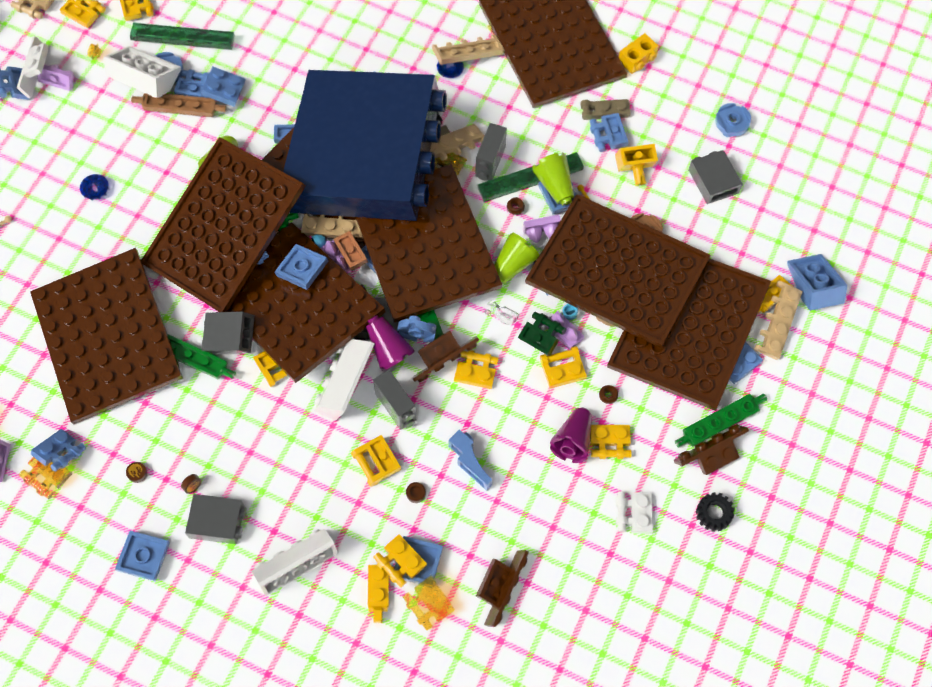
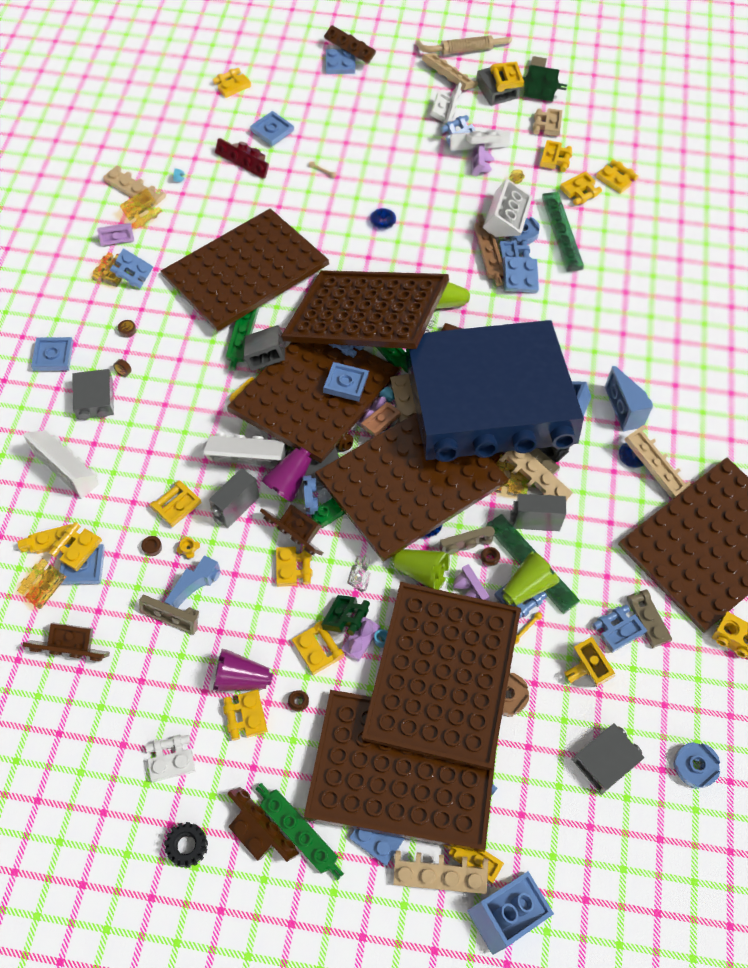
camera: 75 degrees right, 5 degrees down
(399, 48) = (628, 400): none -> medium blue slope
(428, 452) = (185, 542): none -> yellow plate
(497, 217) = (467, 540): none -> dark tan plate
(506, 474) = (180, 619): none -> dark tan hinge

